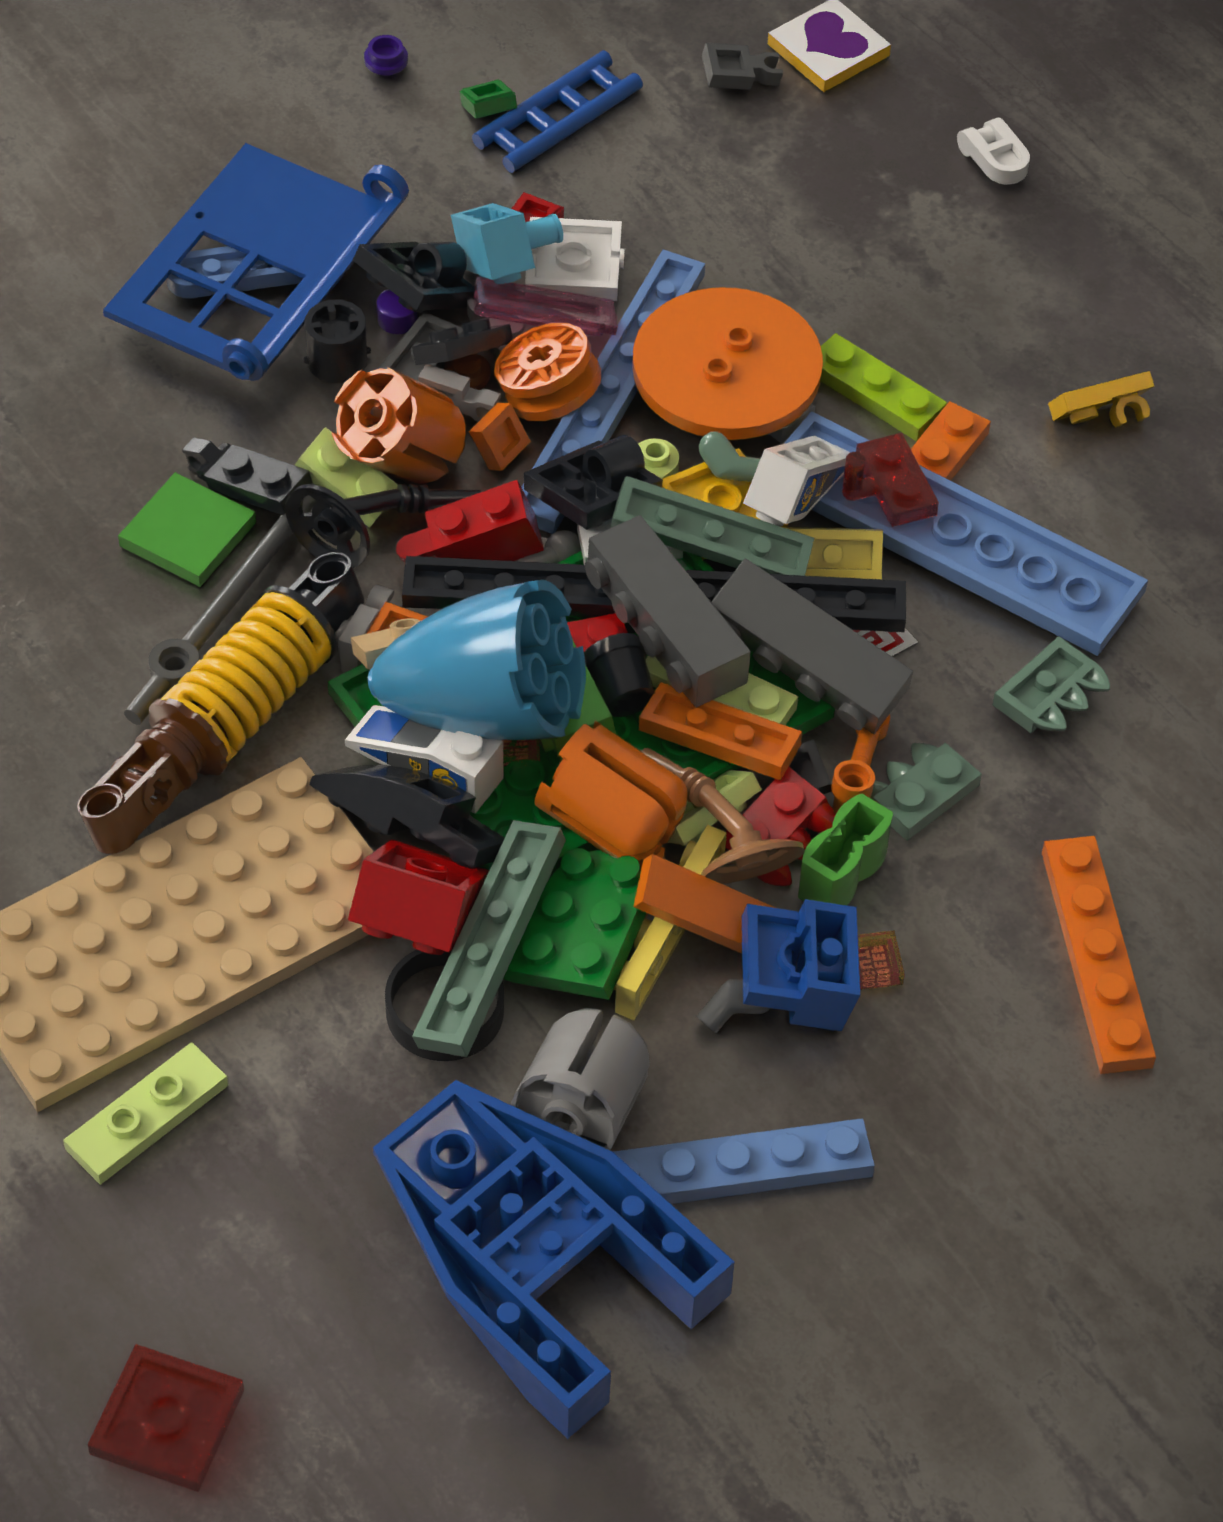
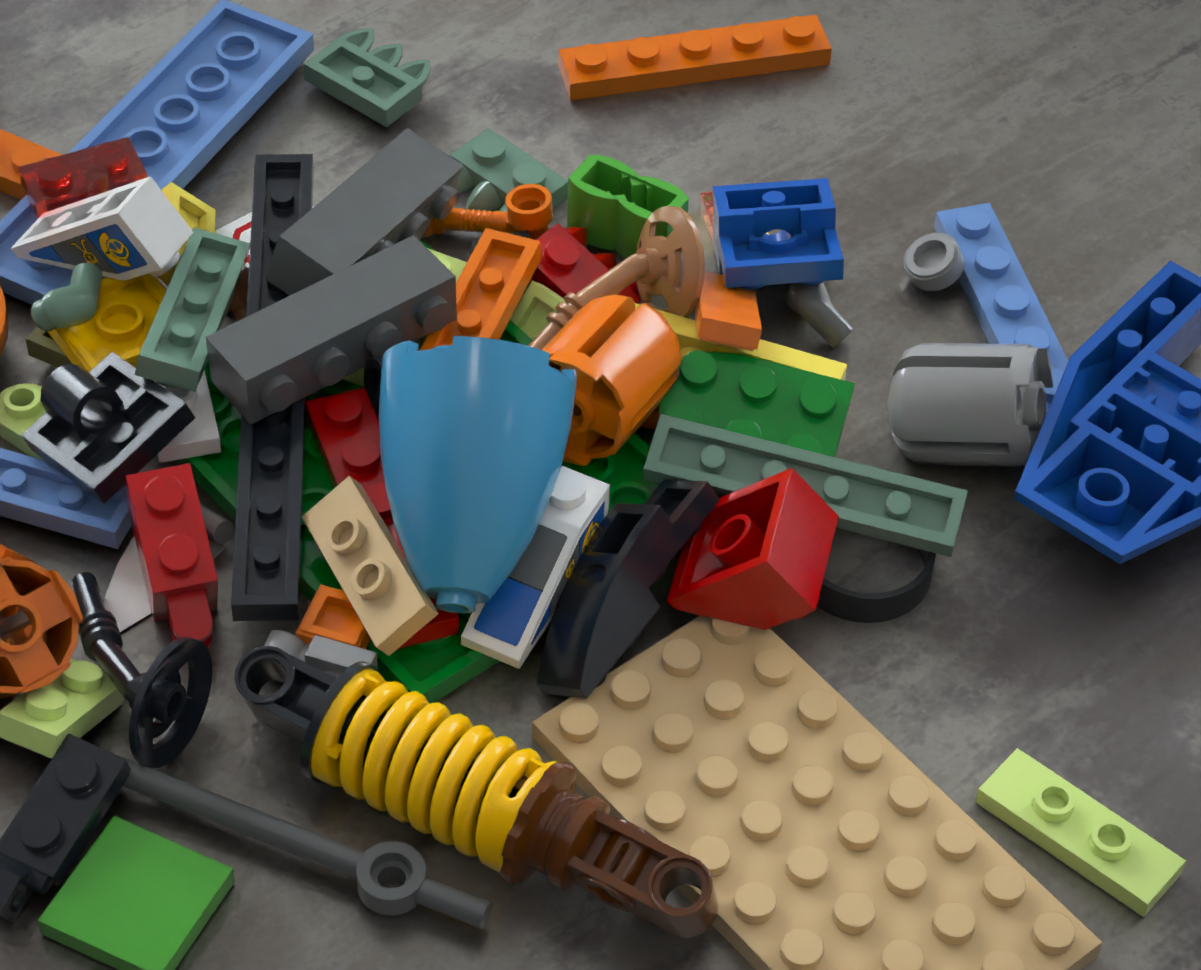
camera: 95 degrees left, 5 degrees down
(795, 1105) = (934, 261): none -> light grey tile

